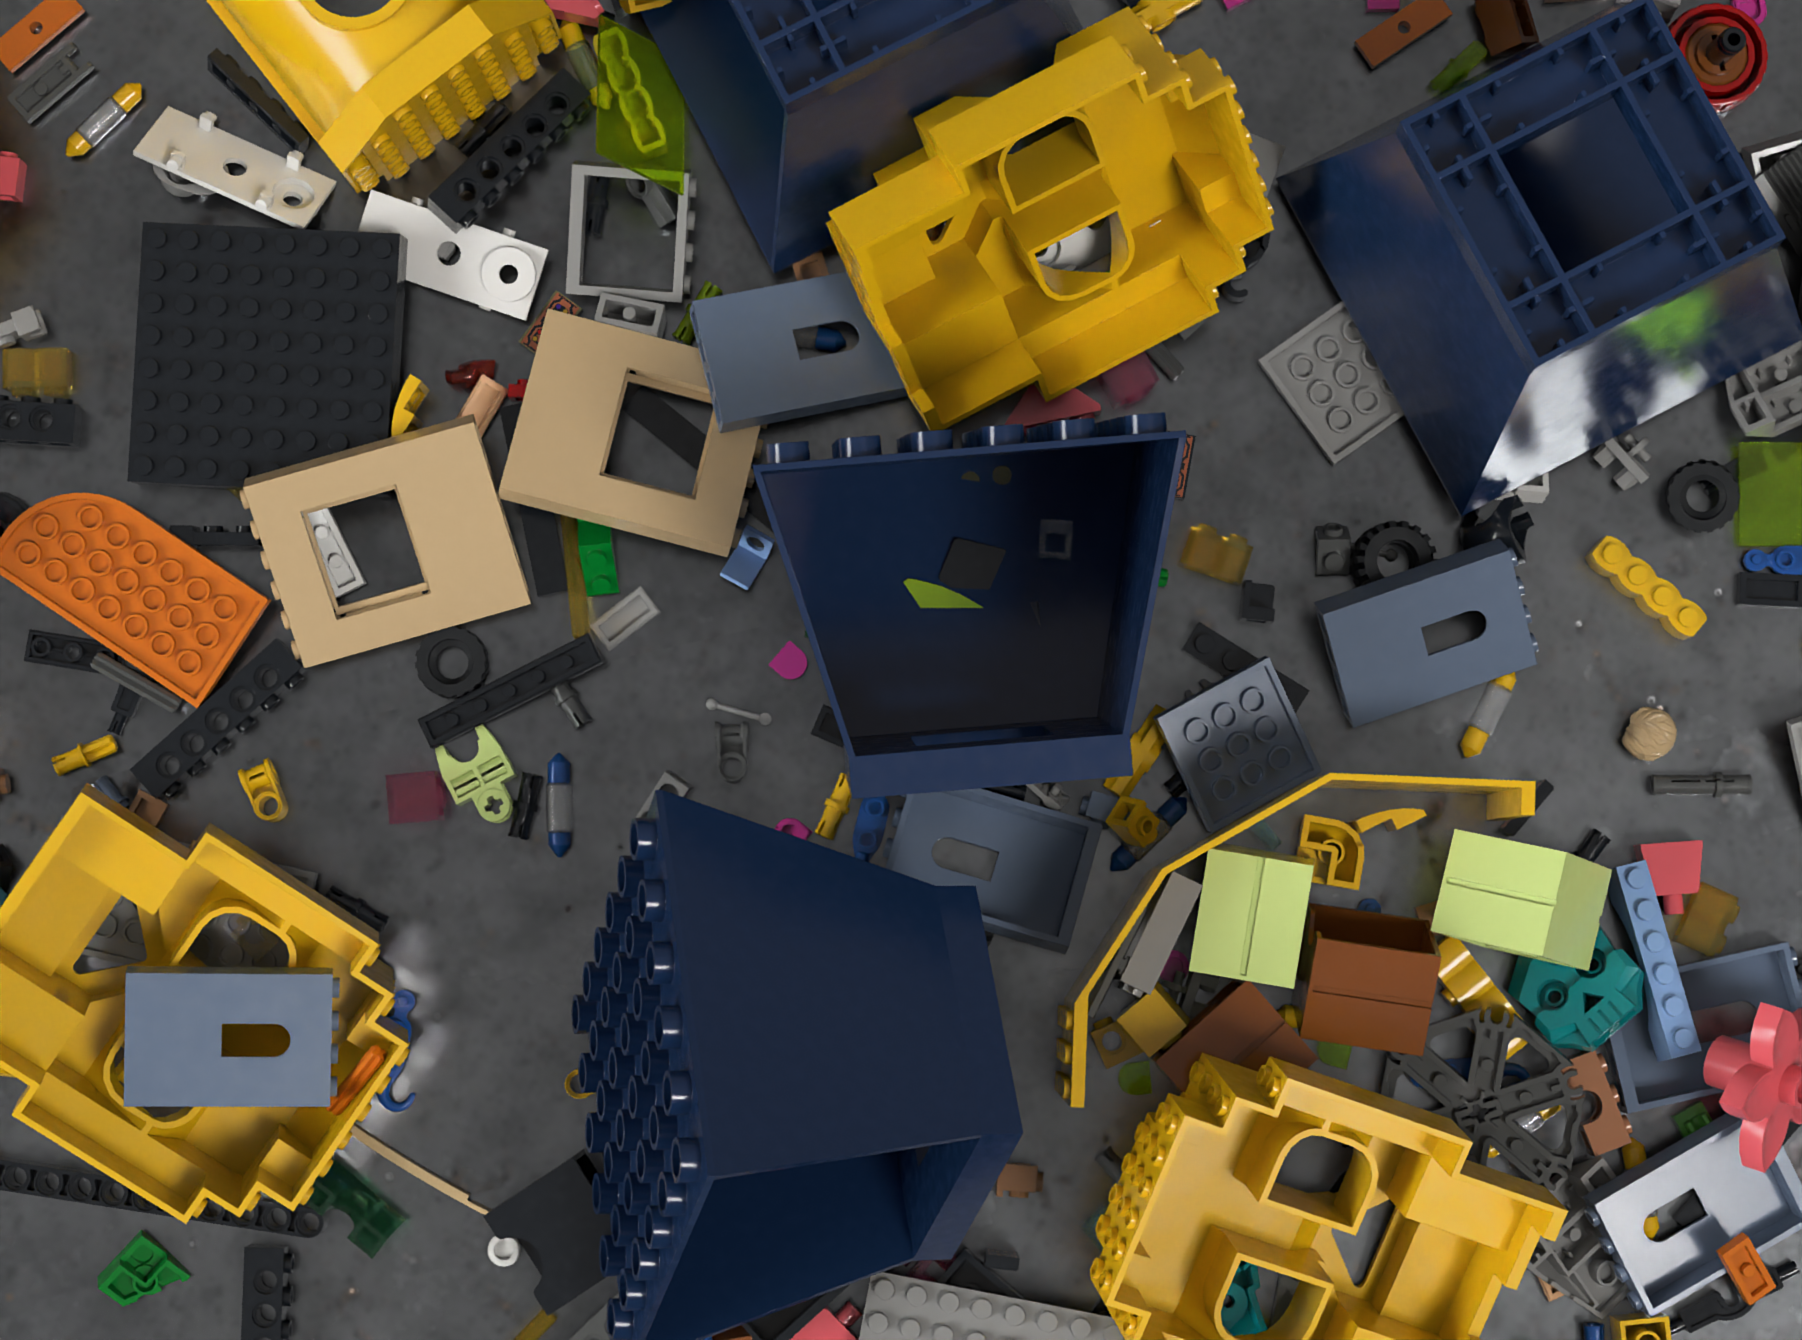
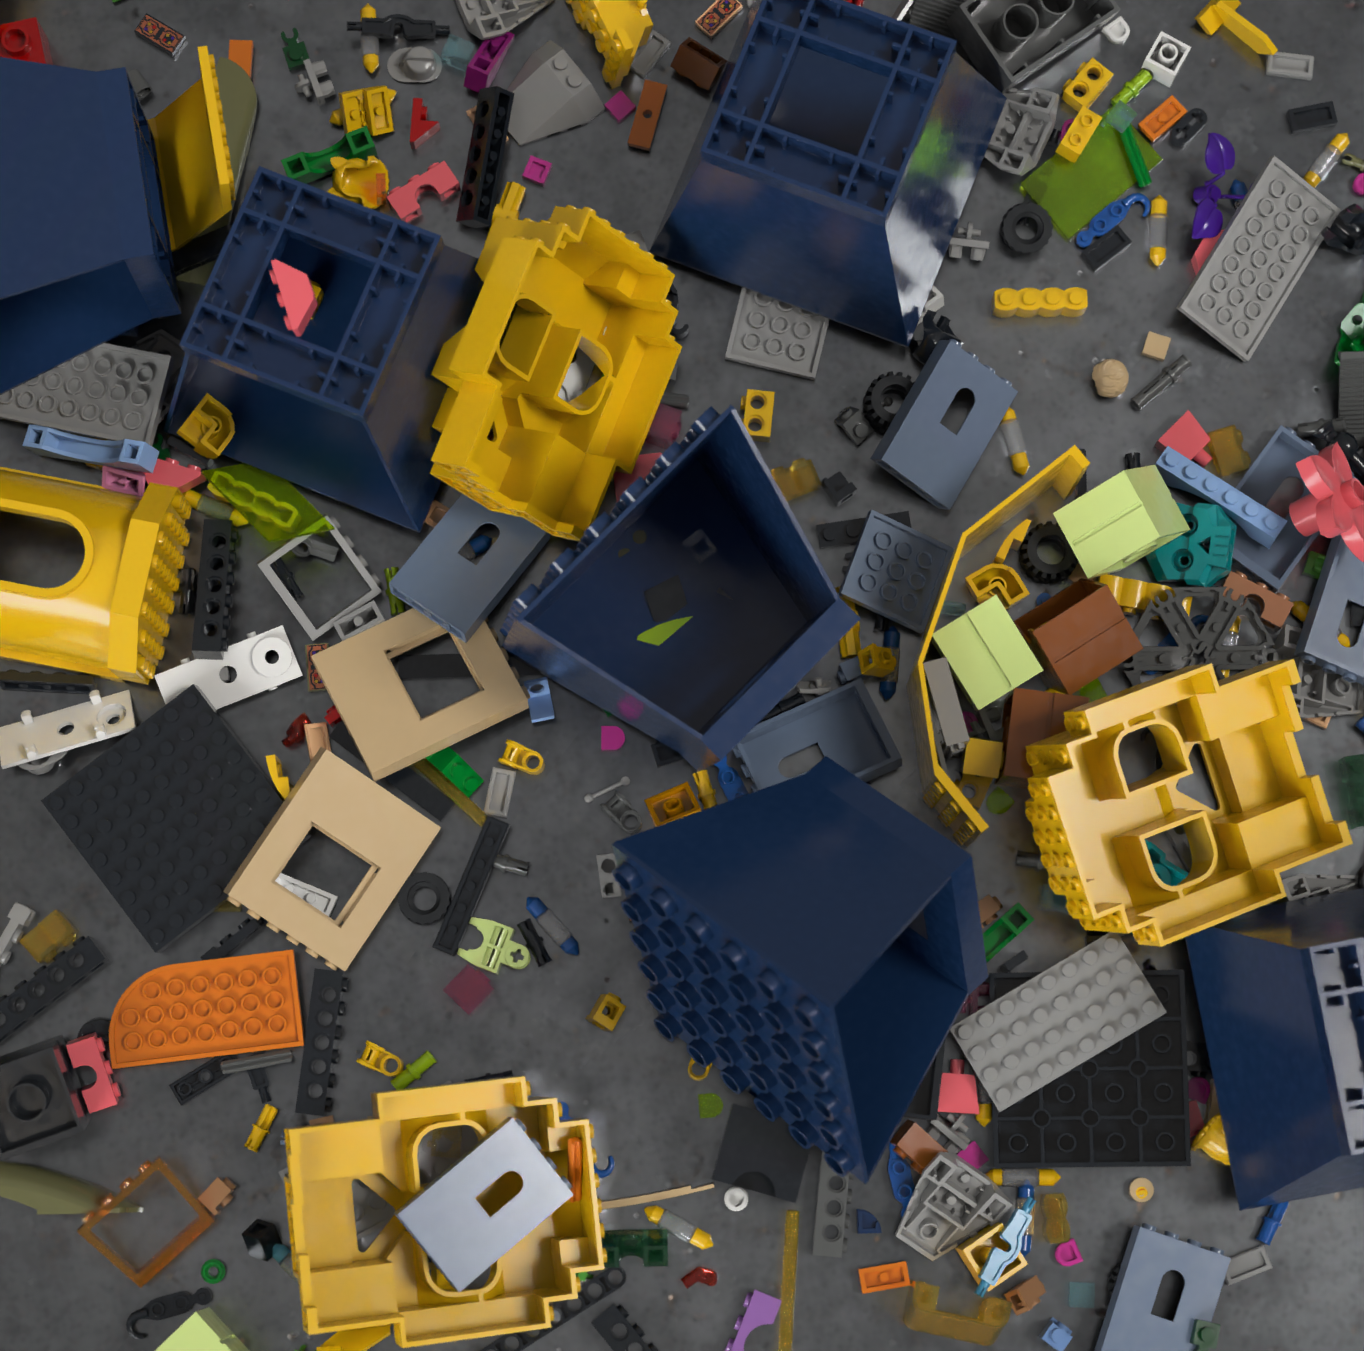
camera: 40 degrees left, 5 degrees down
(288, 831) = (413, 1071): none -> lime pin
(401, 1296) = (701, 1275): none -> clear red arm
(420, 1227) = (678, 1227): none -> piece
(532, 953) = (615, 1010): none -> yellow brick
(560, 1130) = (709, 1105): none -> clear neon green tile
(674, 598) = (517, 757): none -> yellow piece
(790, 789) = (672, 804): none -> light orange slope
(1018, 1217) = (1005, 929): none -> green arch
(1243, 457) = (762, 416): none -> yellow brick
(1391, 862) = (1035, 565): none -> black tyre
(1459, 67) = (695, 111): clear neon green axle -> none
(1730, 741) = (1156, 346): none -> tan tile

